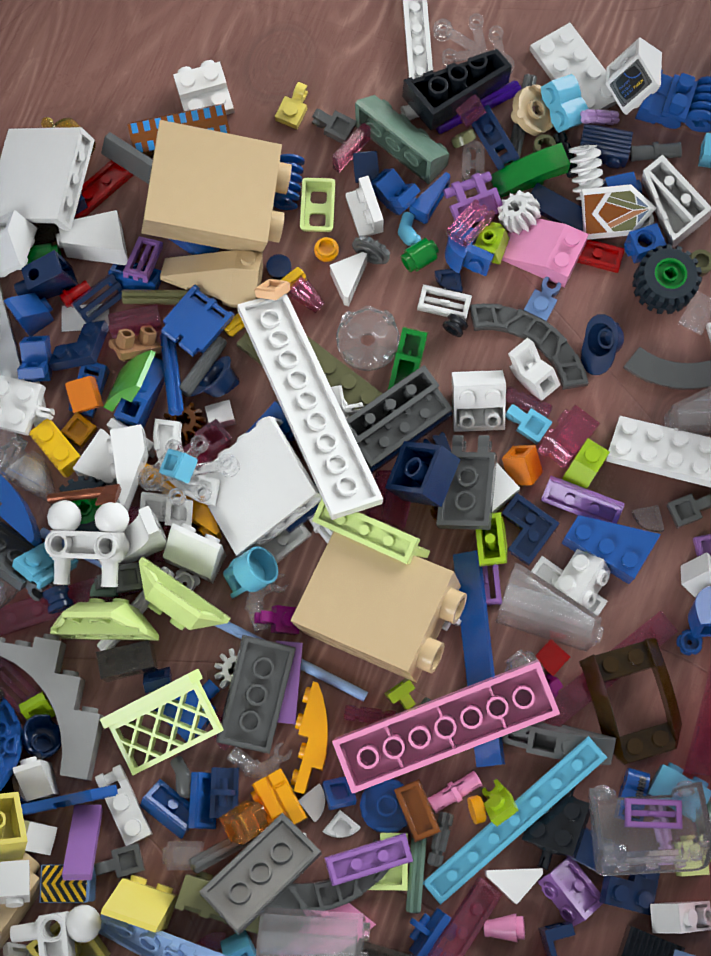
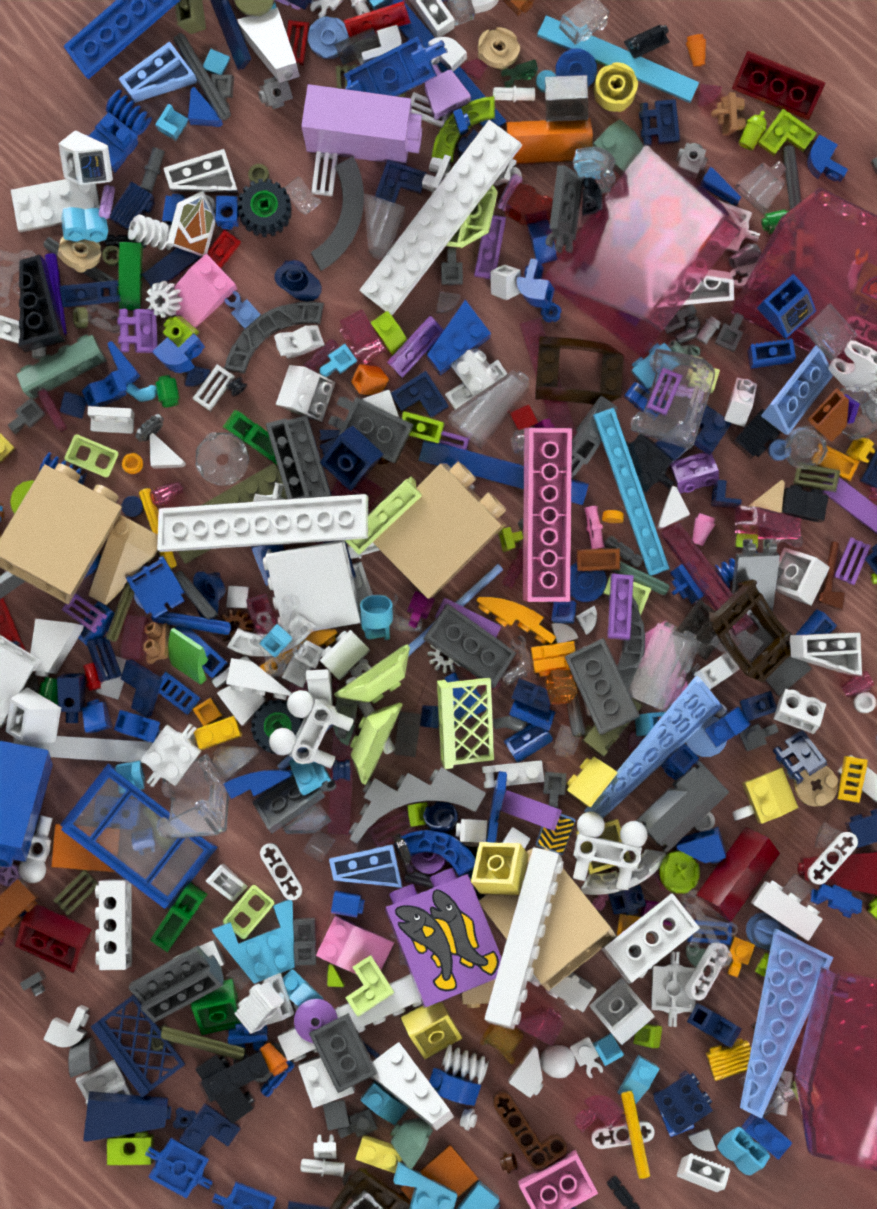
camera: 70 degrees left, 10 degrees up
(84, 394) = (184, 696): orange panel -> none
(103, 494) = (278, 700): copper piece -> none
(272, 289) = (154, 518): light nougat tile -> none
(470, 110) = (61, 302): clear pink tile -> none
(480, 211) = (152, 328): clear pink tile -> none
(499, 804) = (616, 498): lime plate -> none

